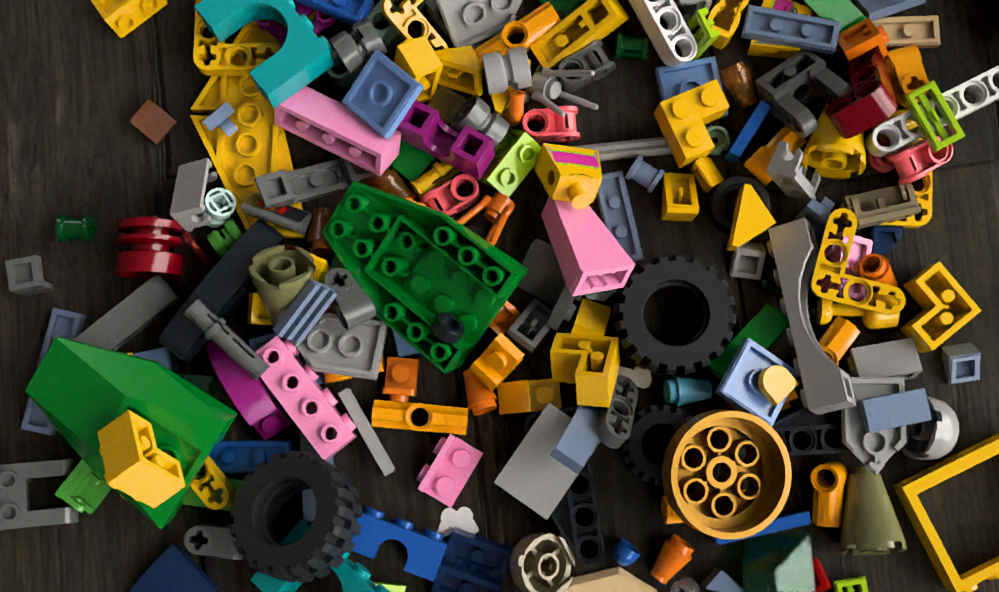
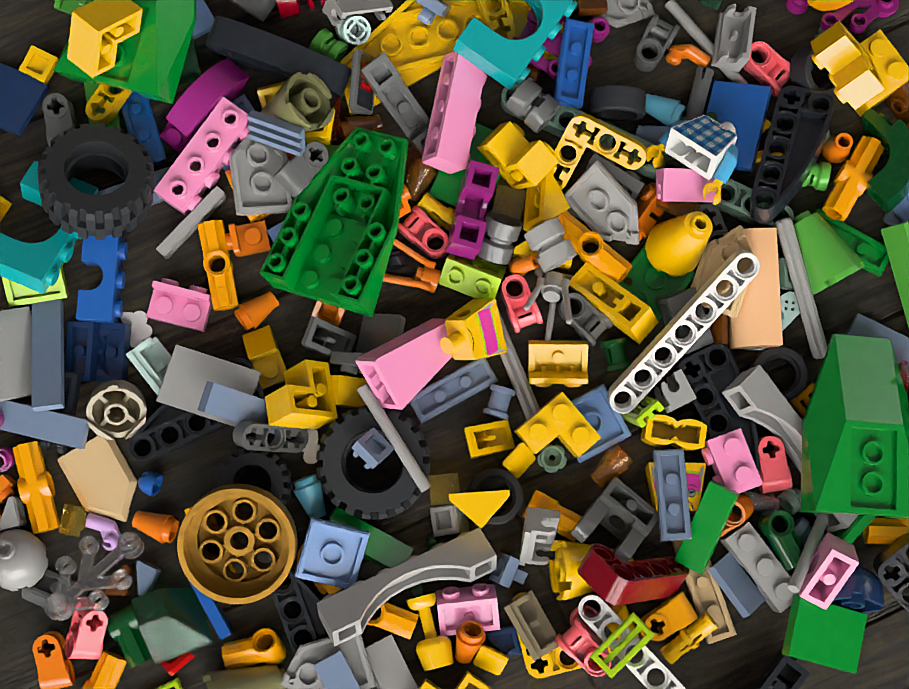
camera: 65 degrees right, 0 degrees up
(147, 546) = (39, 64): none -> yellow plate
(190, 240) = (315, 14): clear red hinge -> none
(223, 336) = (229, 78): dark grey pin -> none
(382, 94) = (492, 140): medium blue tile -> none
(447, 328) = (299, 262): black tile -> none
(496, 362) = (283, 316): light orange brick -> none
(503, 514) = (151, 361): none -> light aqua hinge
(623, 105) = (557, 363): none -> yellow bracket
(659, 282) = (394, 438): none -> light grey bar
(666, 307) = (372, 448): none -> sand blue tile
(715, 254) = (442, 486): none -> clear yellow plate
(747, 132) = (567, 485): blue tile -> none
(776, 383) = (334, 569): yellow tile -> none
(837, 270) = (457, 599): yellow beam -> none
(862, 38) = (682, 563): orange bracket -> none
(901, 256) = (490, 659): none -> yellow slope
(931, 57) = (689, 638): none -> yellow pin

